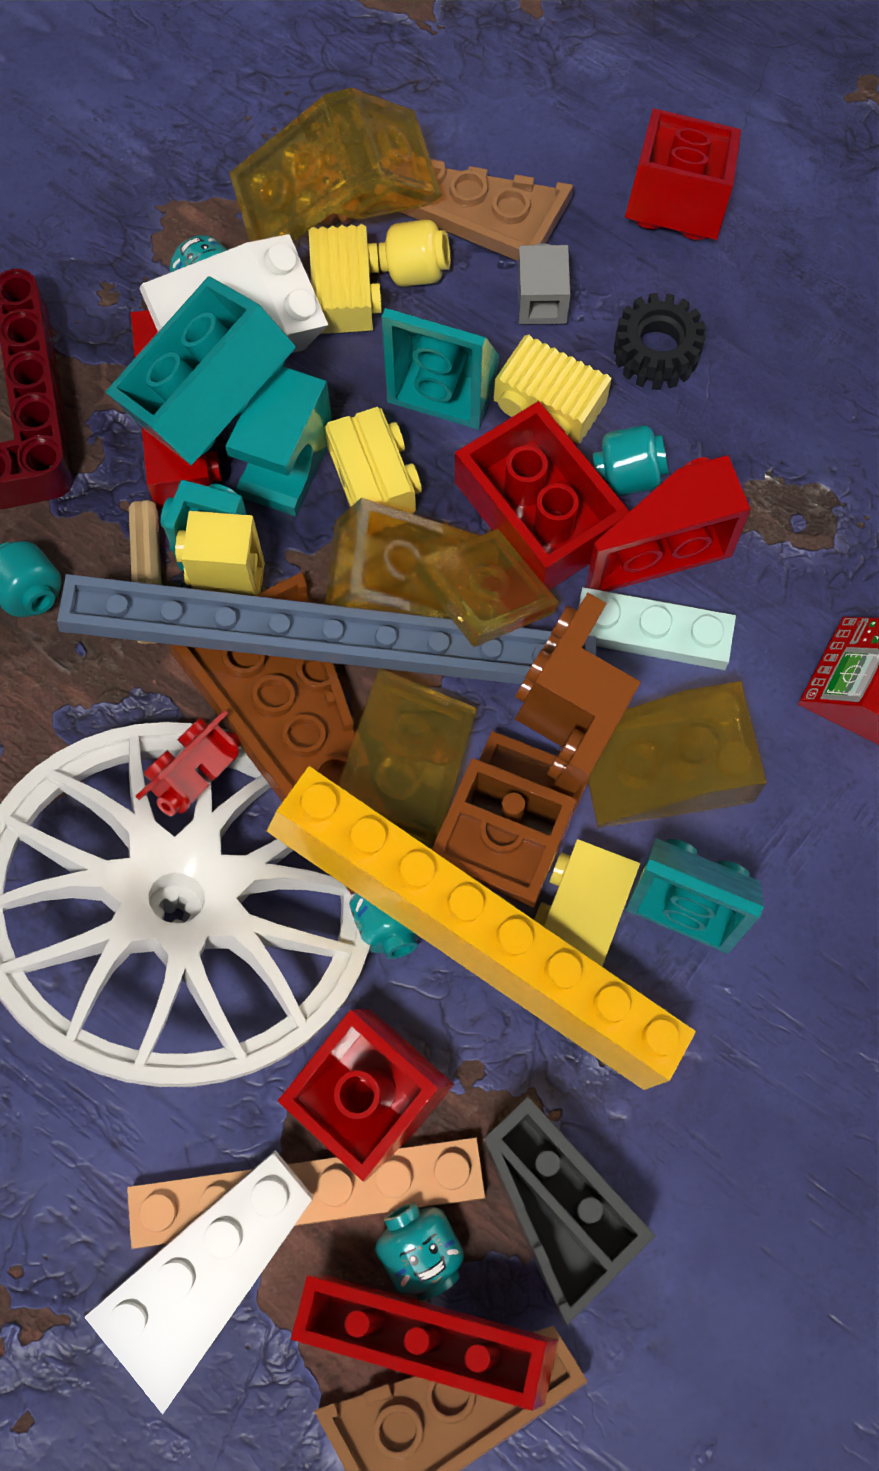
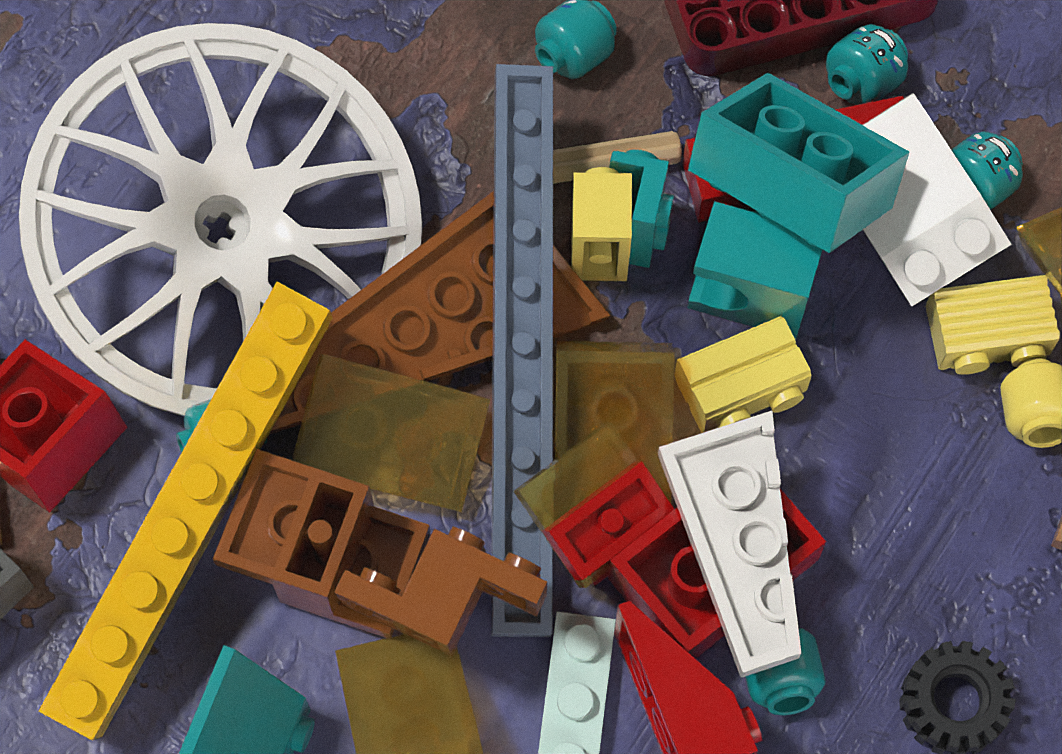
camera: 85 degrees right, 0 degrees up
(90, 341) = (868, 63): none -> teal head
(175, 777) = (341, 201): red hinge -> none
(438, 369) = (875, 434): teal slope -> none
(509, 567) = (608, 520): none -> red plate
(518, 462) = (734, 519): none -> white wing
(543, 284) = (1013, 551): light grey brick -> none
(559, 382) = (868, 572): light yellow brick -> none
(589, 898) = (218, 615): light yellow brick -> none

